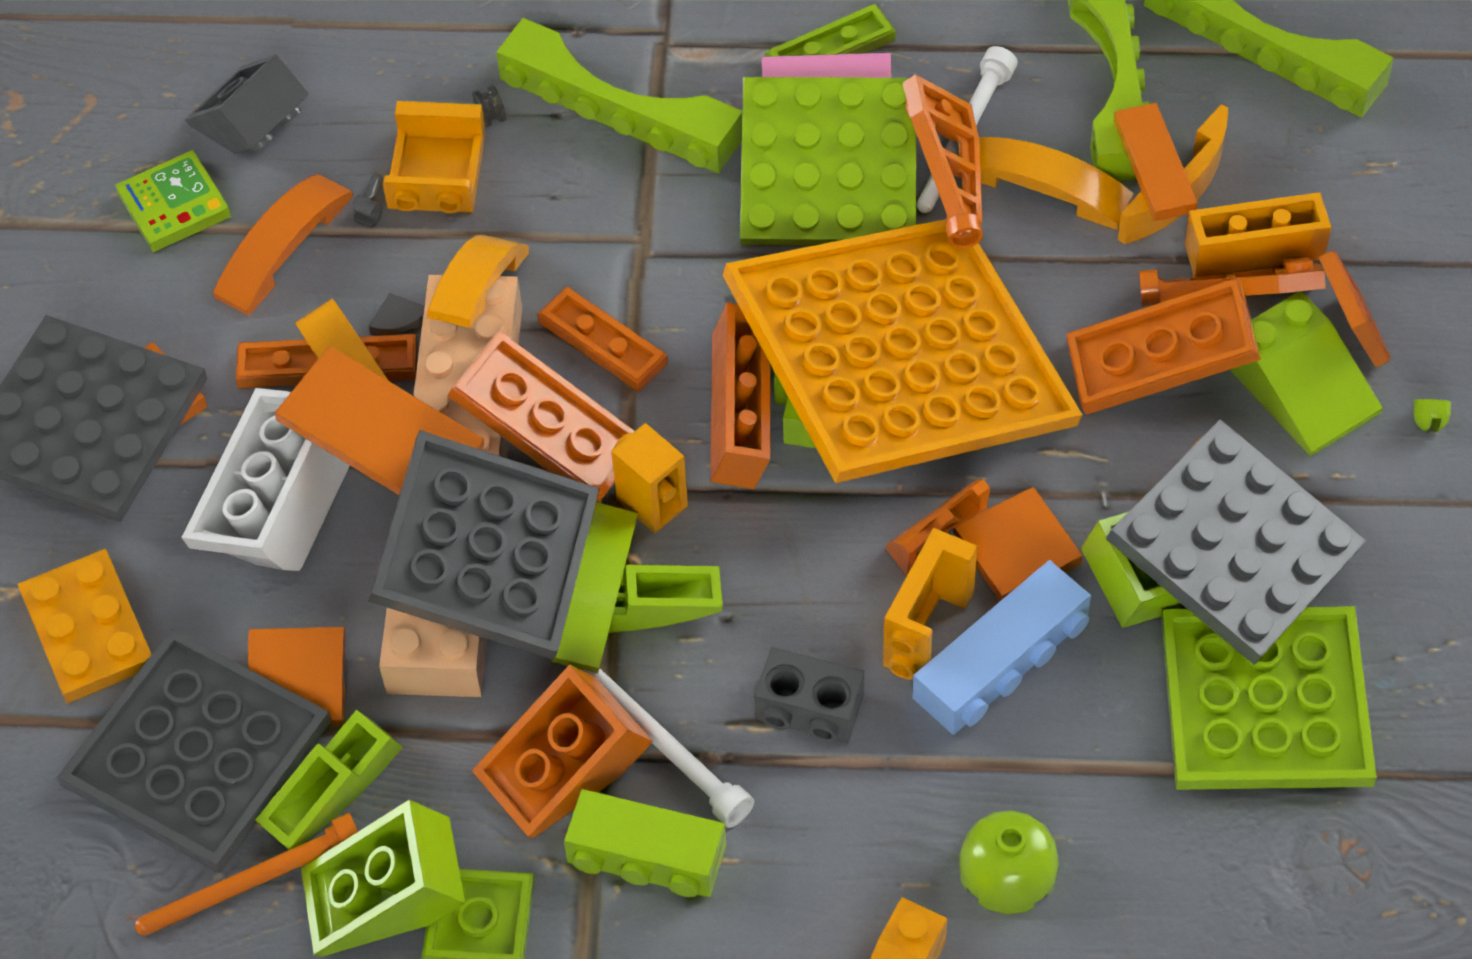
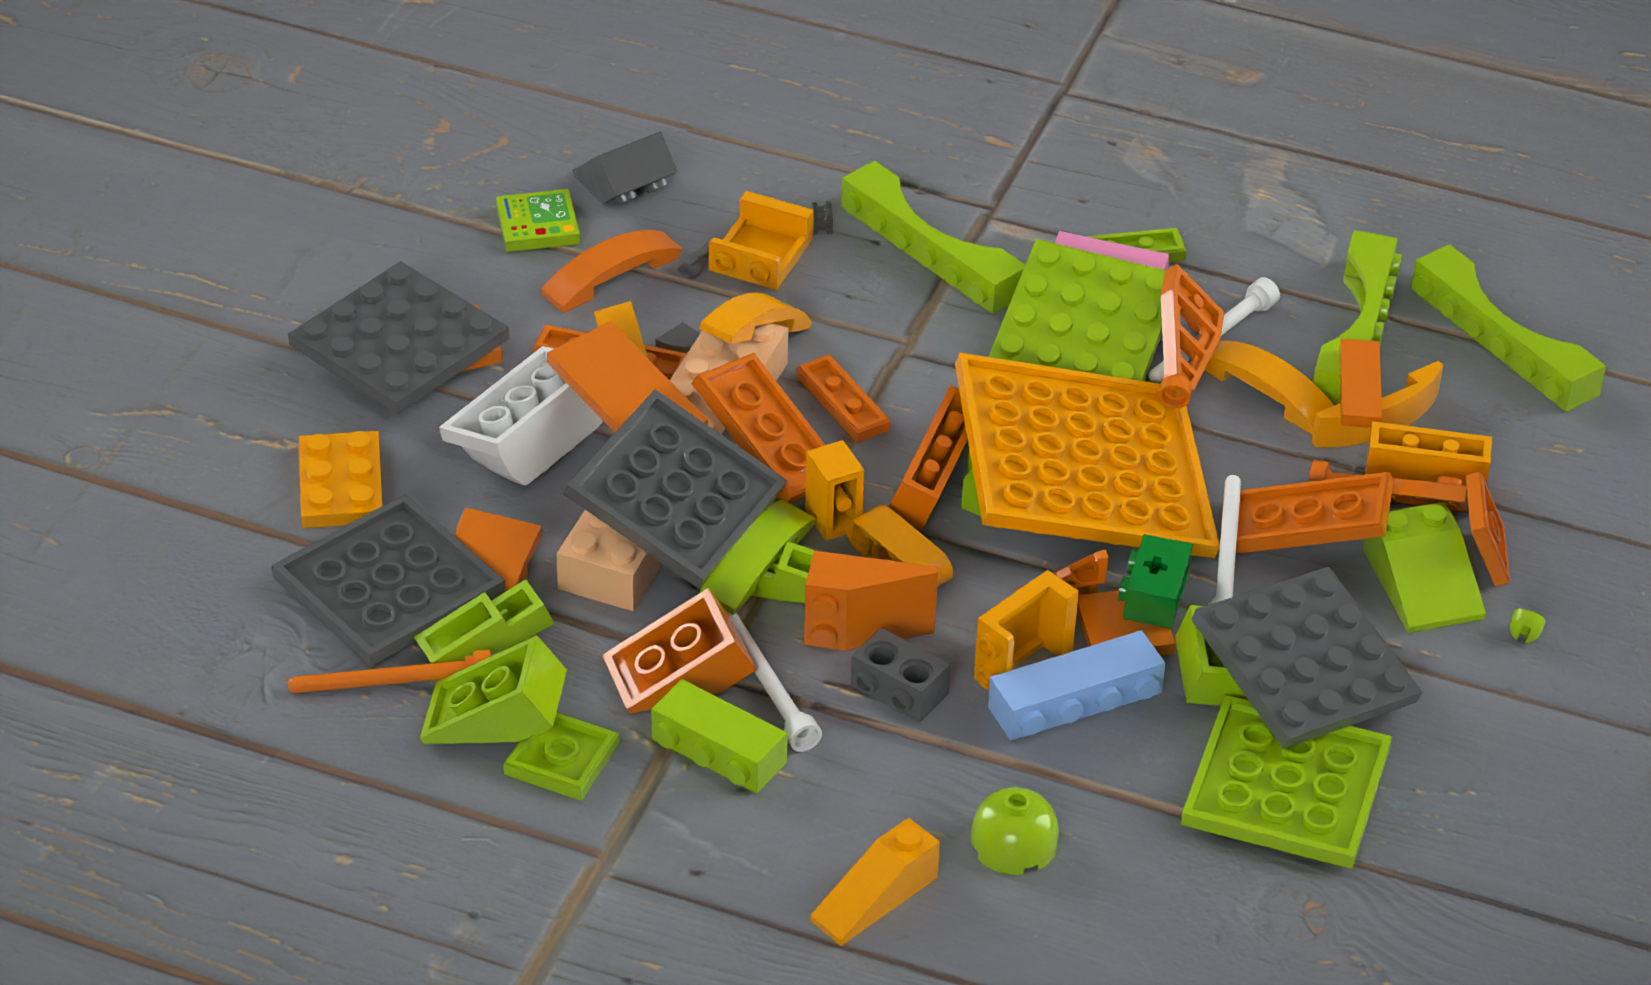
camera: 15 degrees right, 15 degrees down
(740, 616) = (858, 595): none -> orange slope
(744, 528) = (887, 536): none -> light orange beam
(1039, 487) = (1156, 581): none -> green brick
(1115, 494) = (1228, 539): none -> white piece

